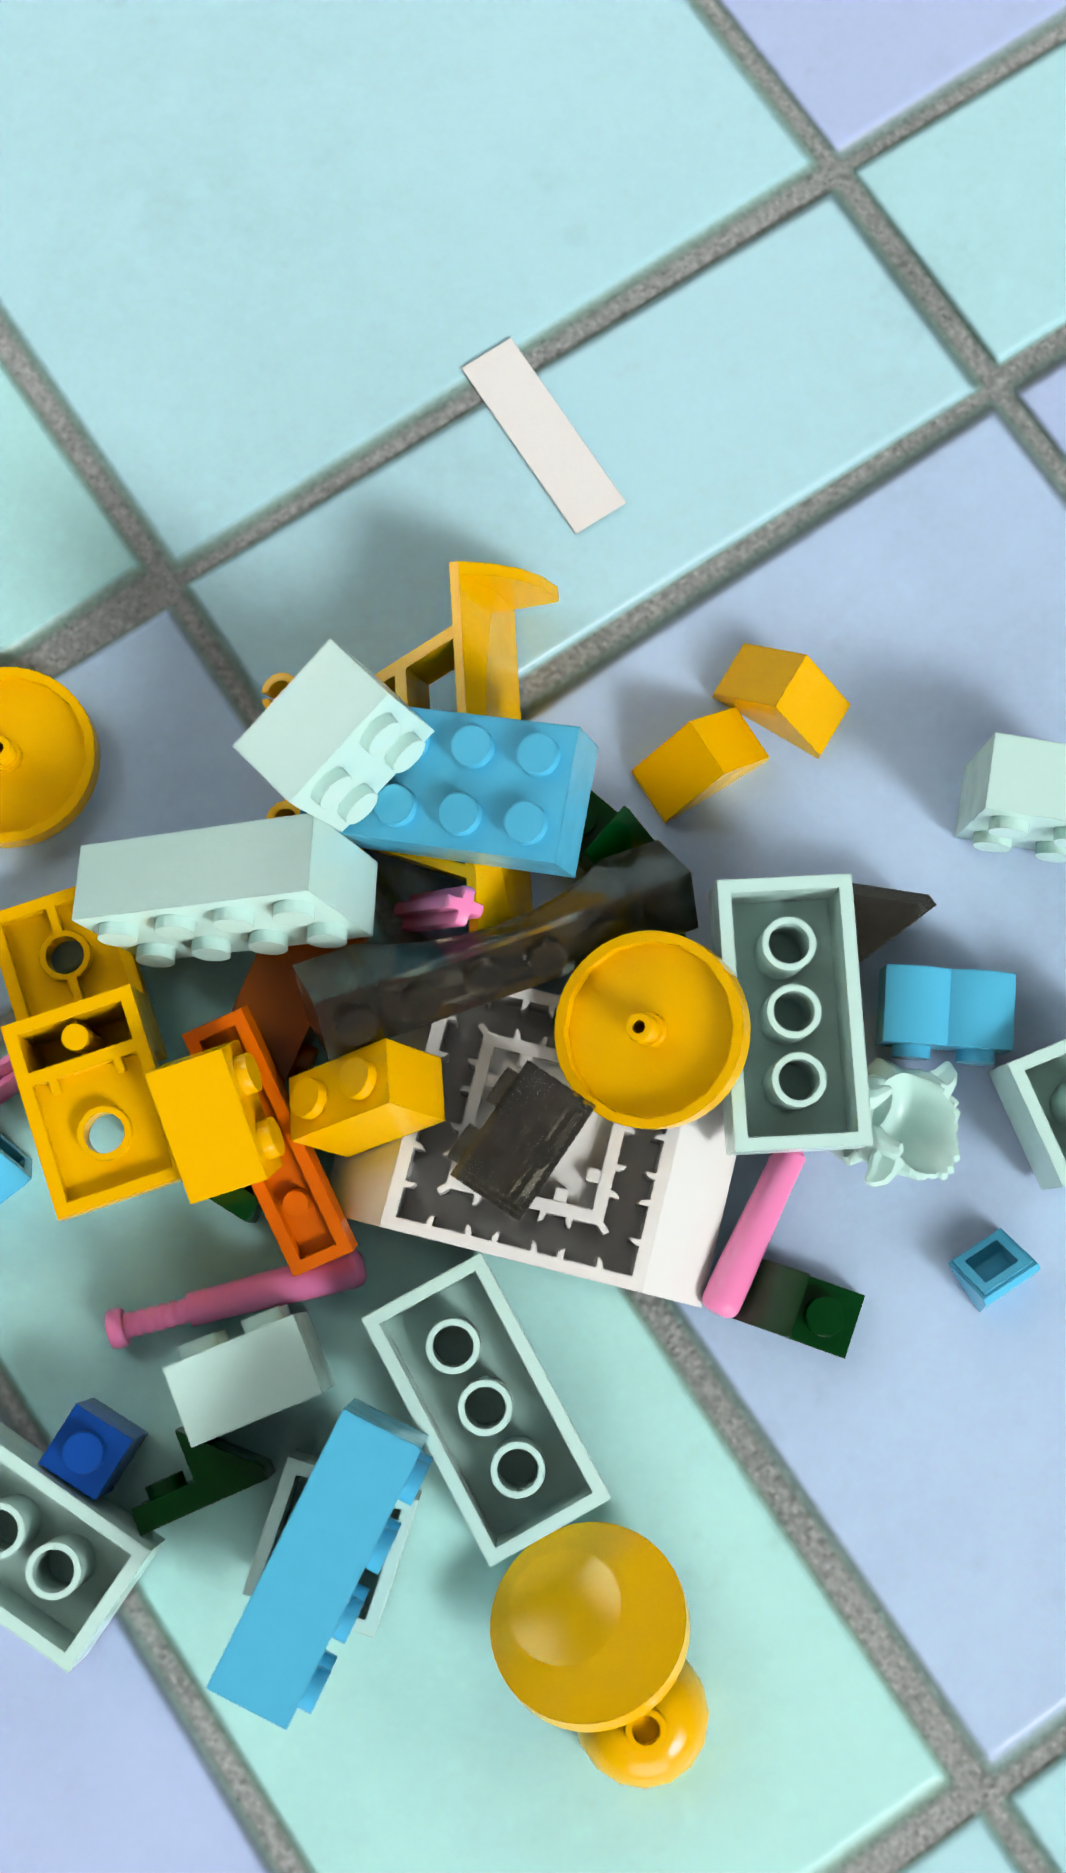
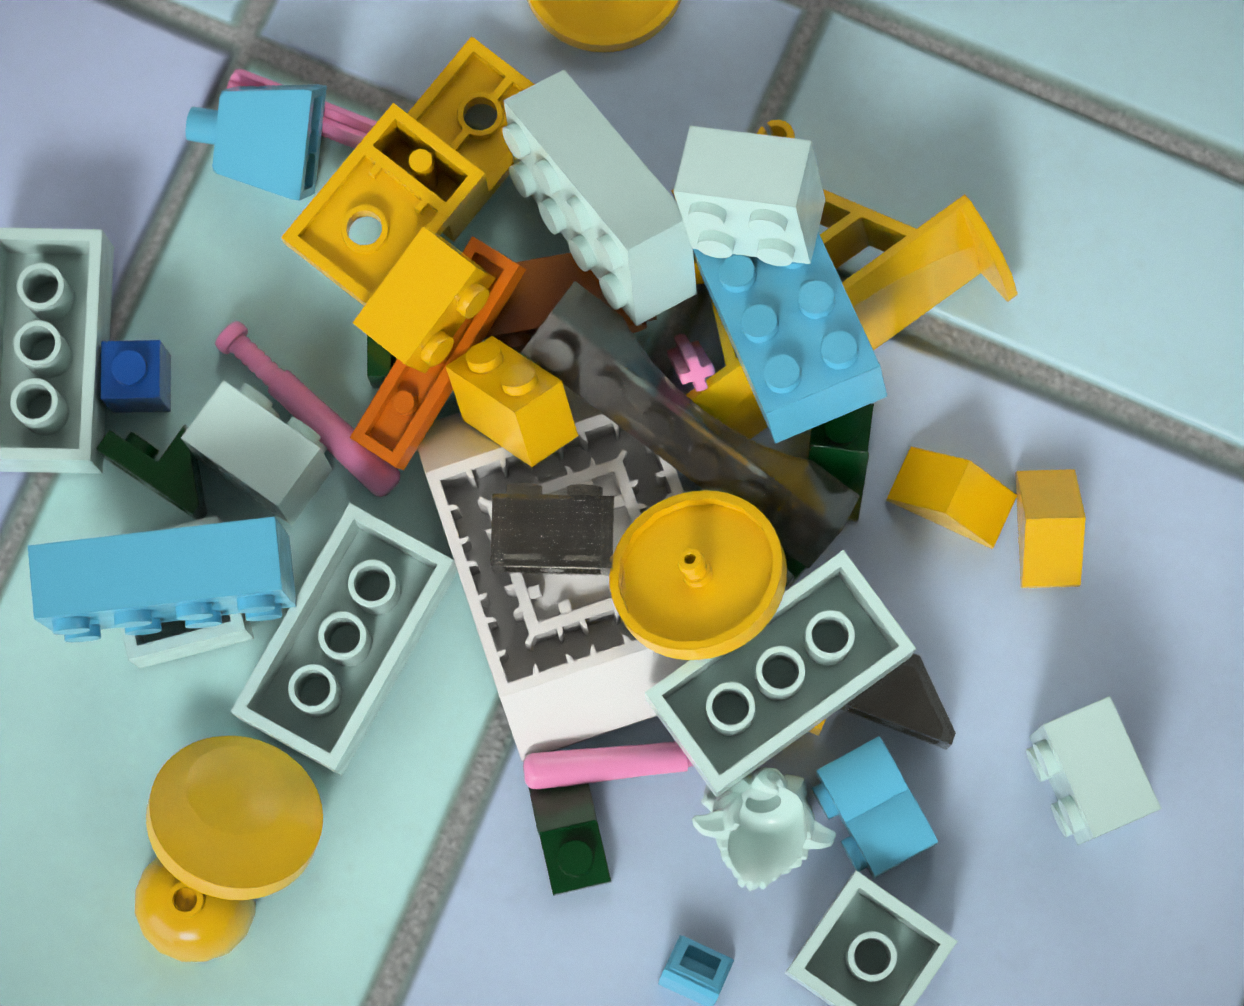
camera: 65 degrees right, 0 degrees up
(543, 435) = (1142, 203): white sticker -> none

